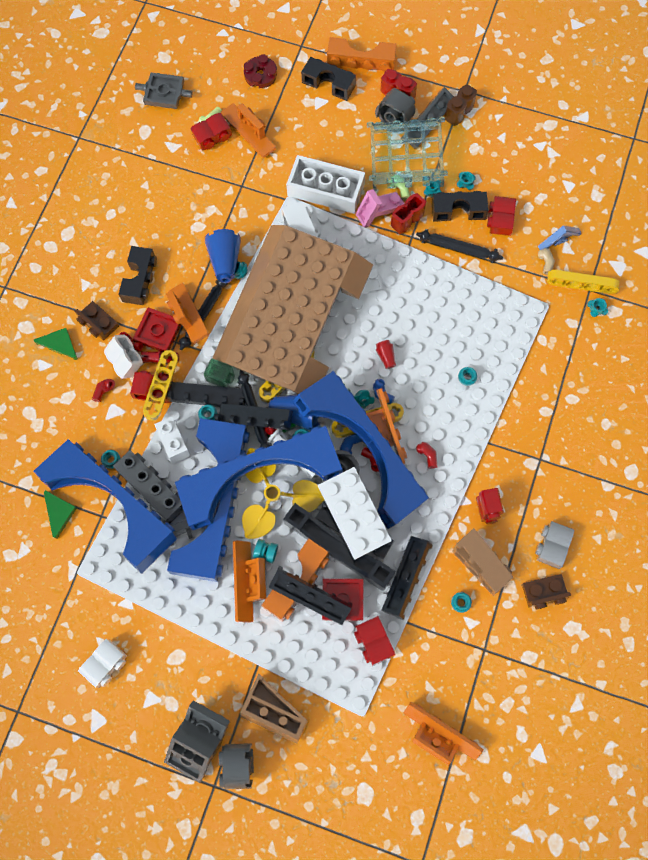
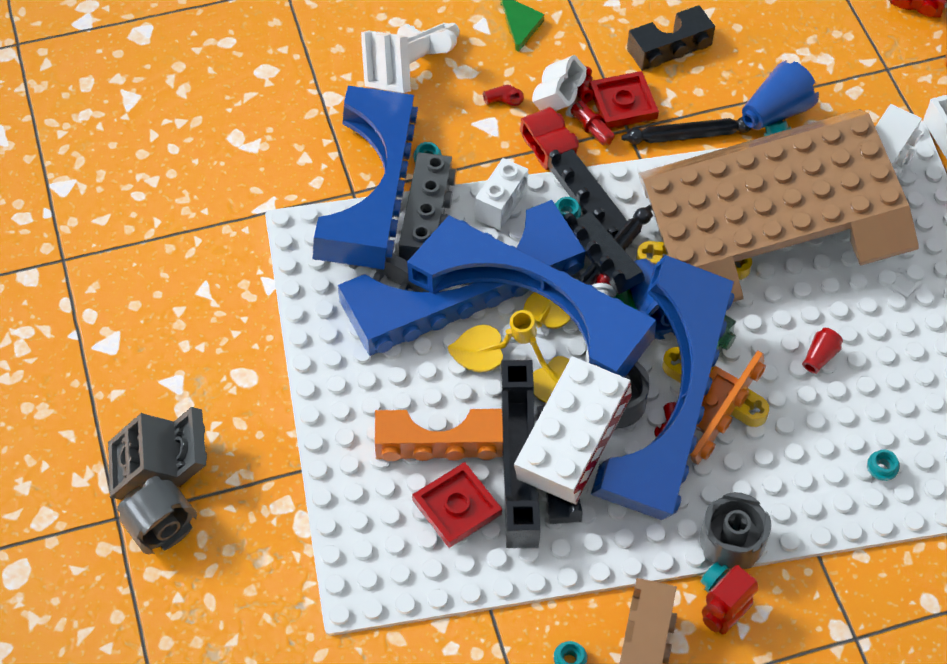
camera: 50 degrees right, 15 degrees down
(34, 436) = (389, 55): none -> white piece
(58, 513) = (321, 149): green tile -> none
(97, 320) = (580, 36): reddish brown bracket -> none
(103, 663) = (179, 301): white brick -> none
(161, 385) = (555, 134): yellow beam -> none
(186, 313) = (669, 107): orange bracket -> none
(219, 373) = (626, 187): clear green brick -> none
(248, 581) = (394, 381): orange bracket -> none
(263, 548) = (448, 377): teal wheel -> none
(271, 711) = (252, 513): medium nougat wedge -> none
(310, 596) = (429, 454): black hinge -> none
(349, 441) = (663, 382): blue arm -> none
(363, 398) = (743, 356): teal plate -> none
(374, 640) = (432, 575): red brick -> none
(379, 383) = (770, 375): blue arm -> none
(406, 577) = (548, 561): black hinge -> none
(430, 452) = (737, 479): red arm -> none
(457, 464) = (735, 530): none -> dark grey brick
(469, 501) = (713, 576): none -> teal plate

